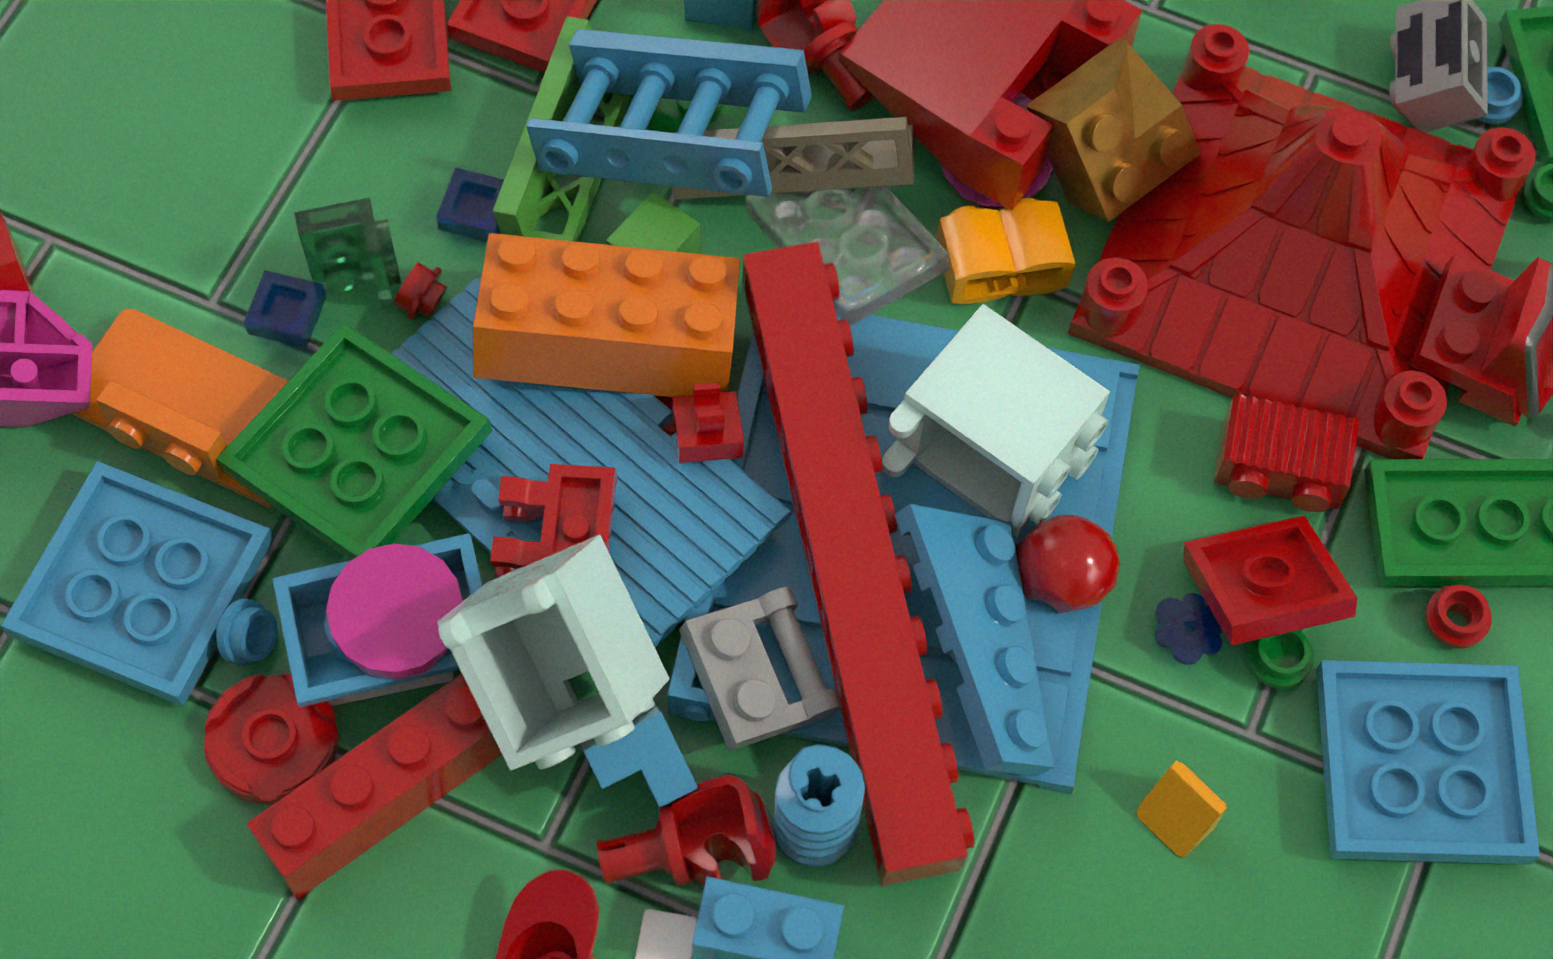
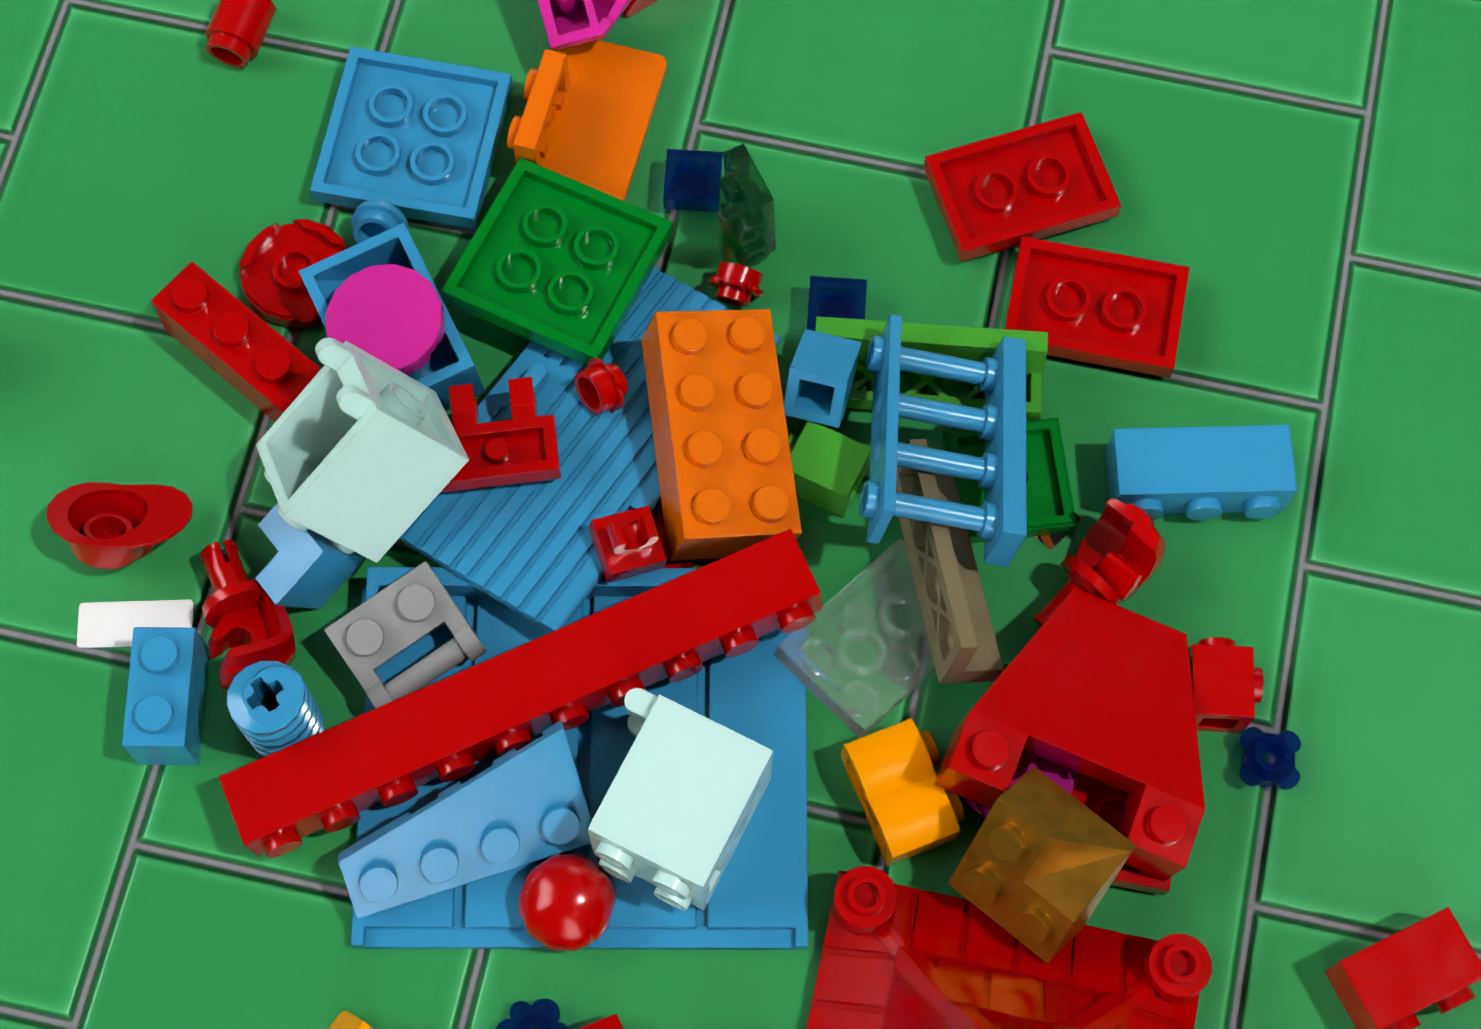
camera: 80 degrees right, 5 degrees up
(518, 425) = (601, 386): none -> red plate
(567, 208) = (821, 378): none -> dark azure brick

